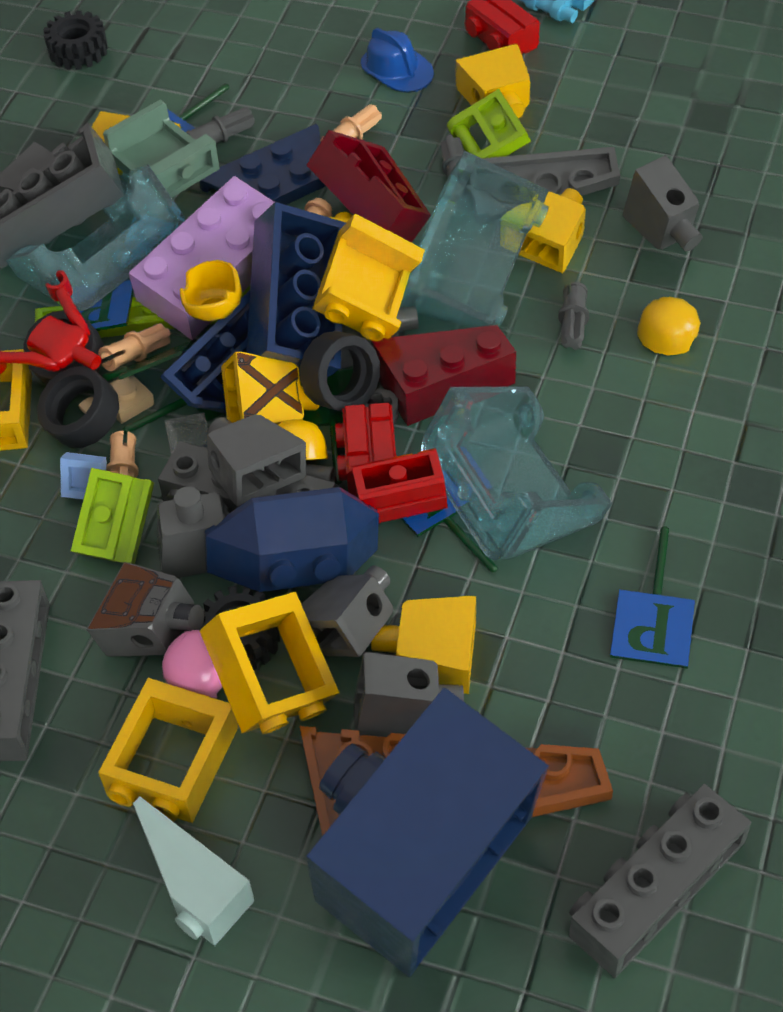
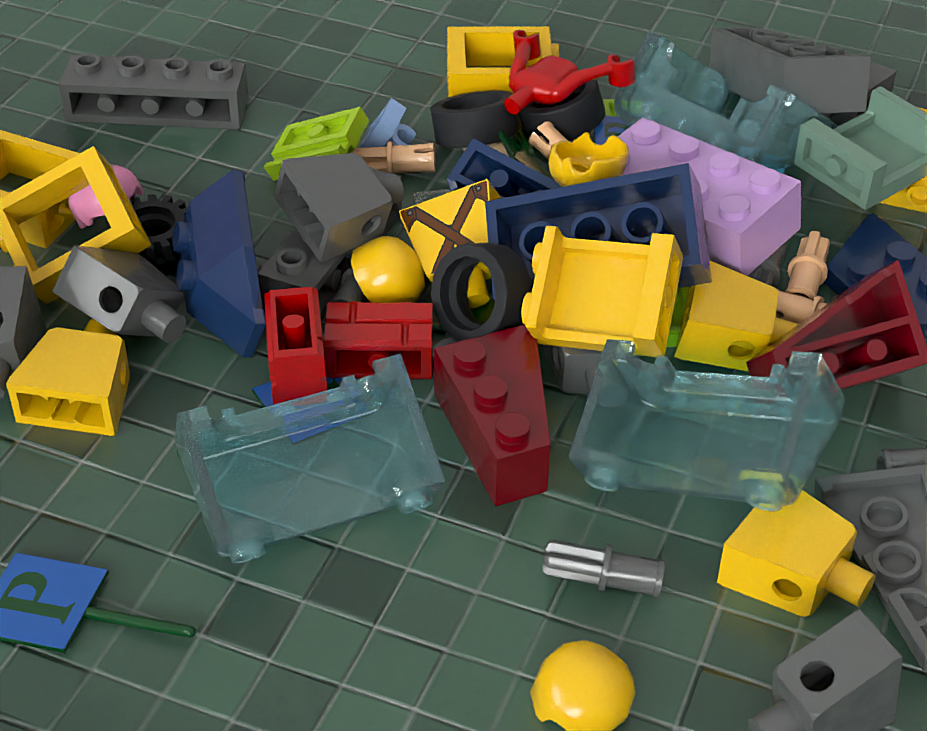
camera: 90 degrees right, 10 degrees down
(143, 613) = (184, 161): torso -> none
(183, 528) = (262, 172): dark grey torso -> none

